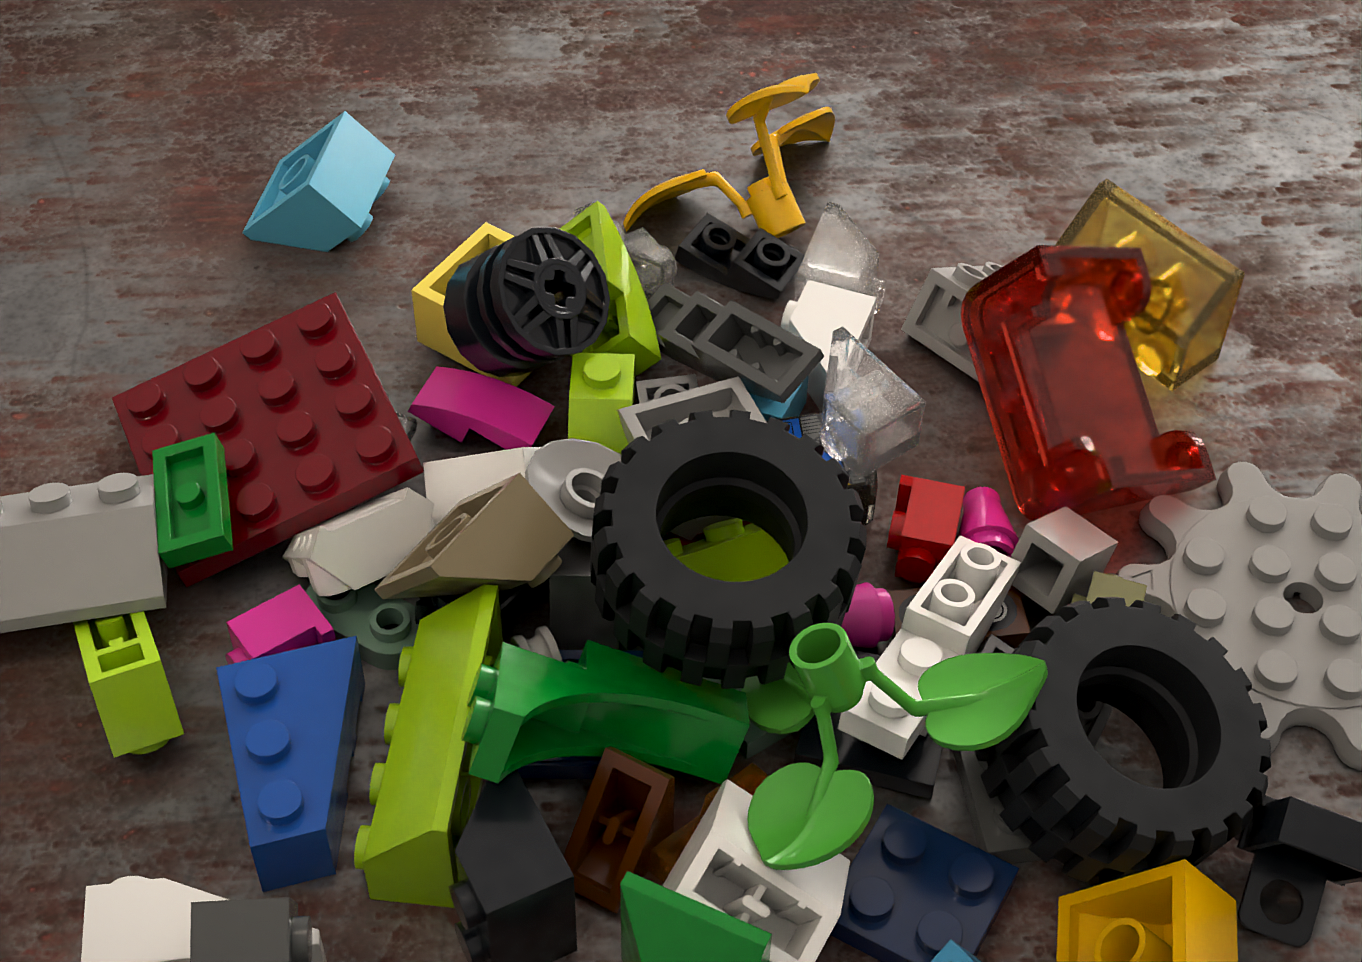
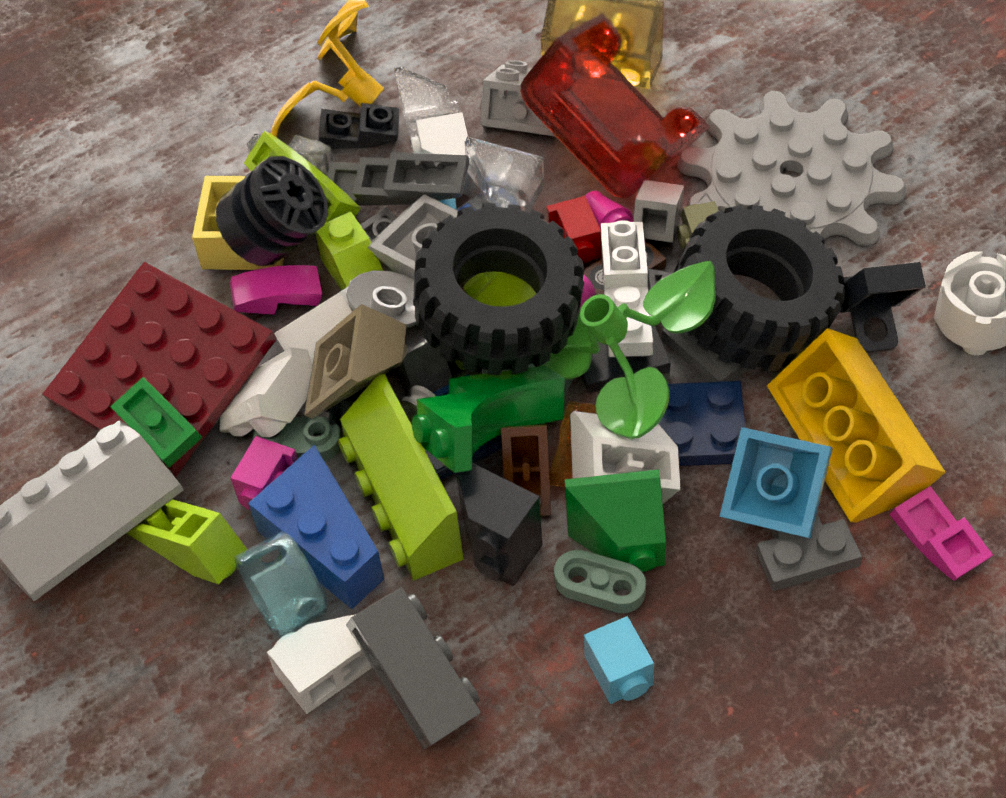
camera: 25 degrees left, 5 degrees up
(175, 811) = (284, 588): none -> clear light blue piece
(323, 189) = (70, 206): medium azure slope -> none

